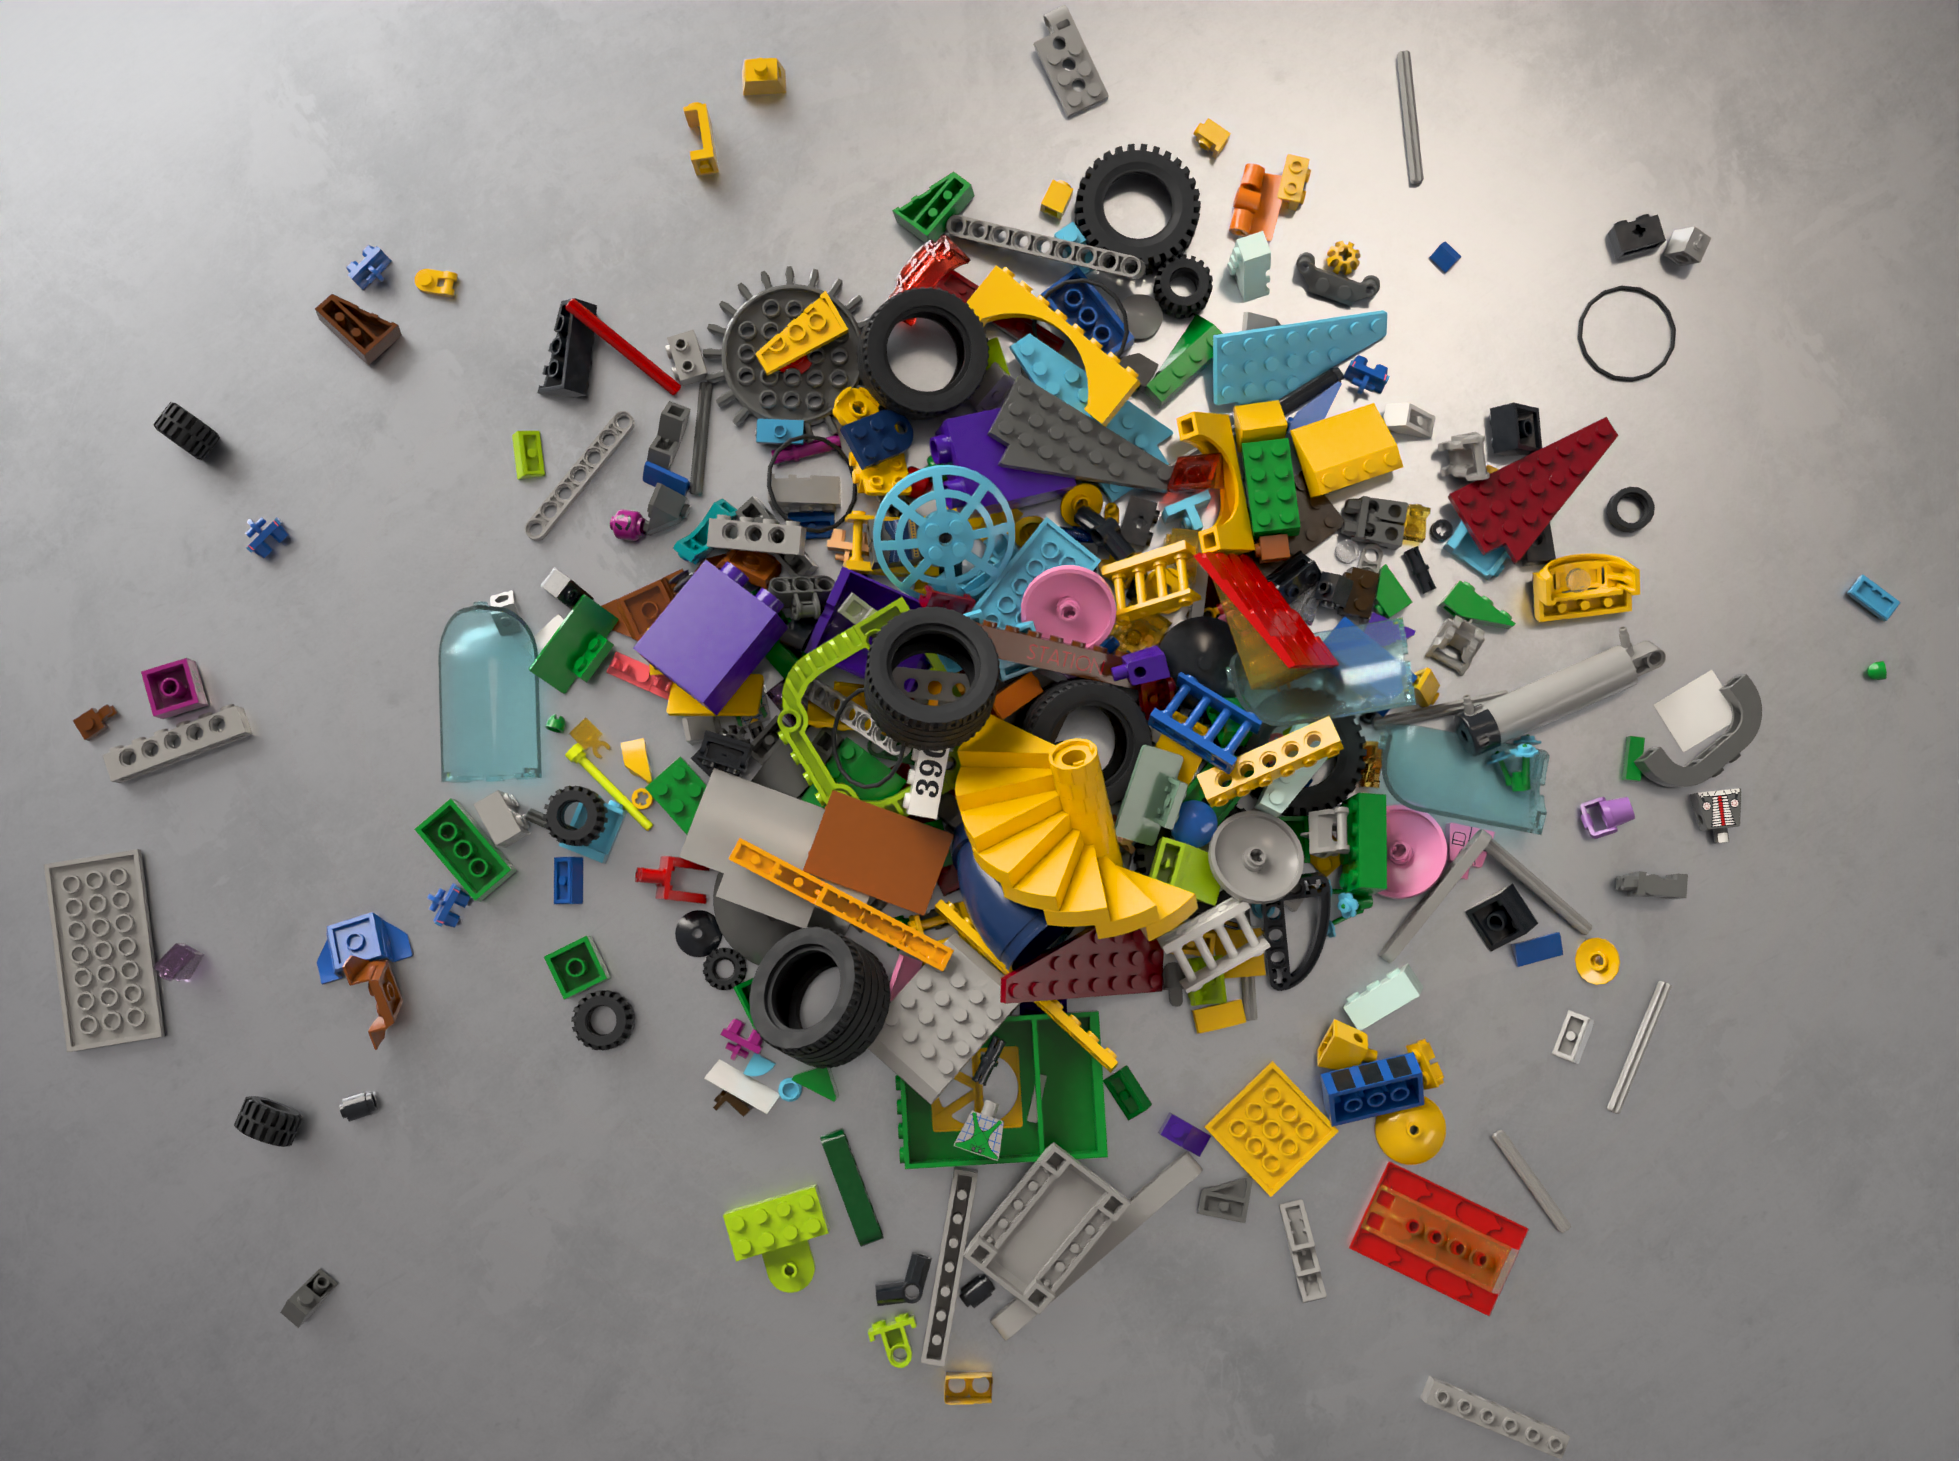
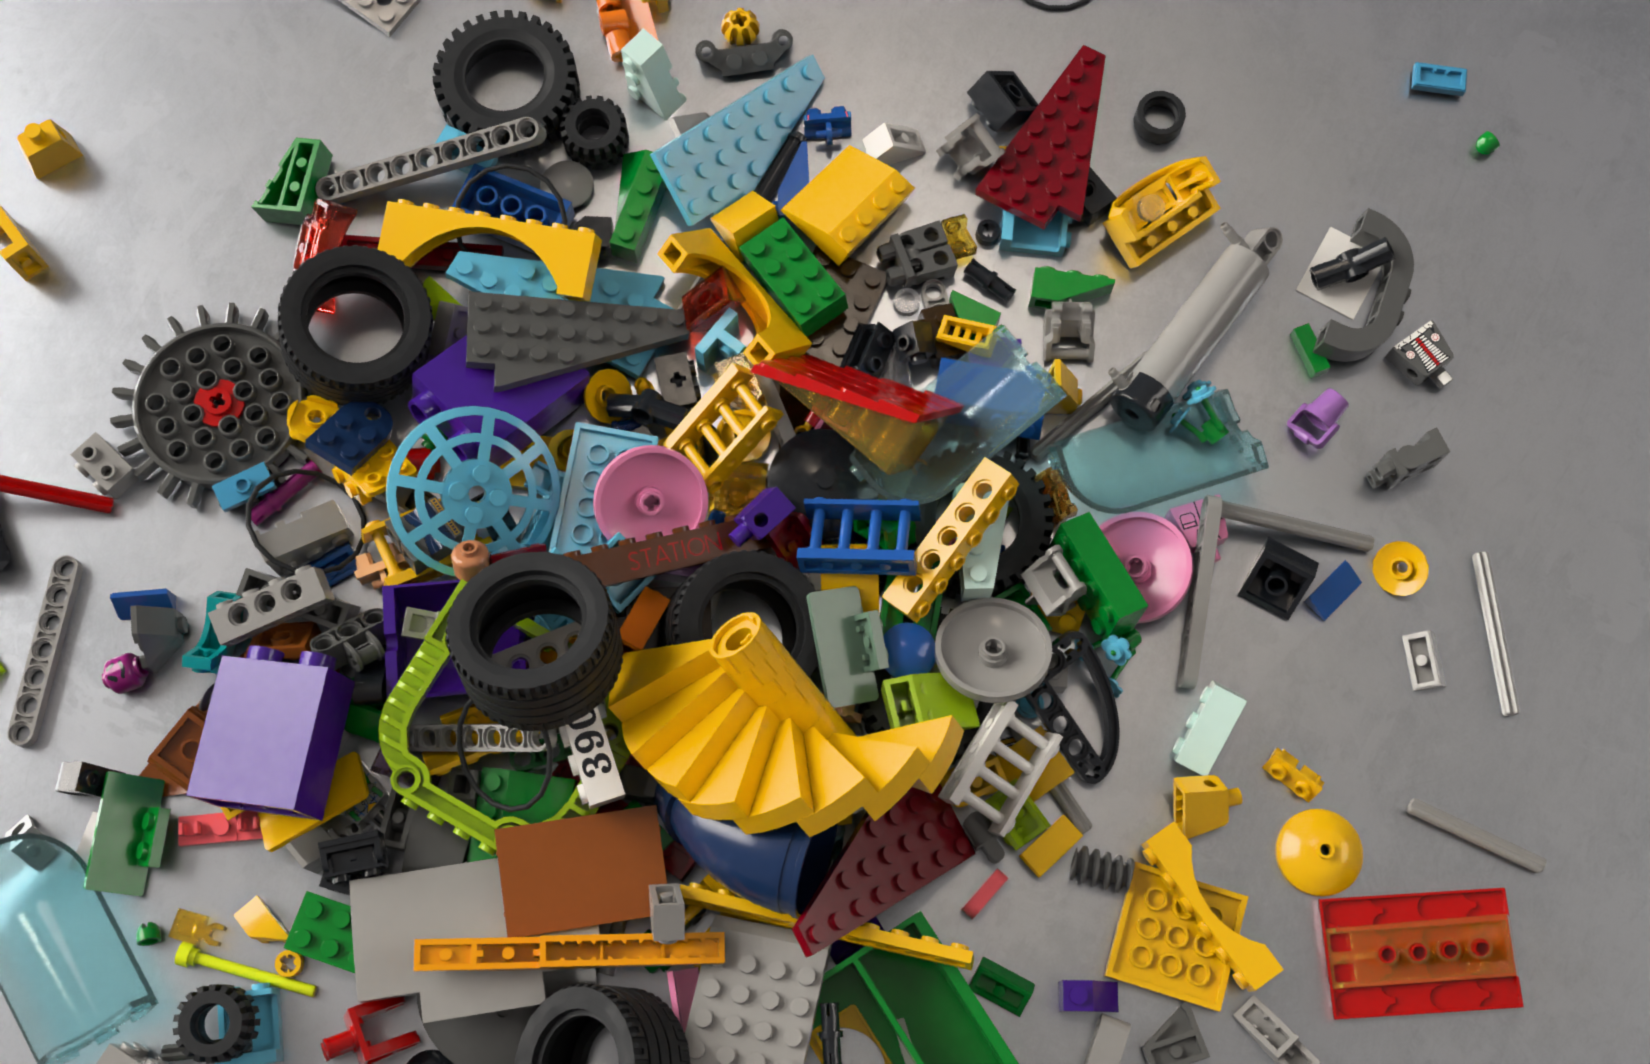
camera: 30 degrees left, 10 degrees down
(669, 435) = (125, 552): dark grey brick -> none
(700, 438) = (162, 542): dark grey axle -> none
(808, 332) = (223, 369): yellow wing -> none
(915, 586) = (469, 559): none -> nougat head
(921, 915) = (667, 913): none -> light grey slope
(1057, 199) = (419, 115): yellow brick -> none
(1152, 1023) = (985, 893): none -> coral beam
(1245, 1052) = (1102, 868): none -> dark grey piece
(1272, 548) = (829, 334): dark orange brick -> none
(1301, 1071) = (1248, 959): none -> yellow arch
(1372, 1089) = (1257, 830): blue brick -> none
(1382, 602) = (980, 329): none -> yellow slope
(1707, 711) = (1352, 264): none -> black piece

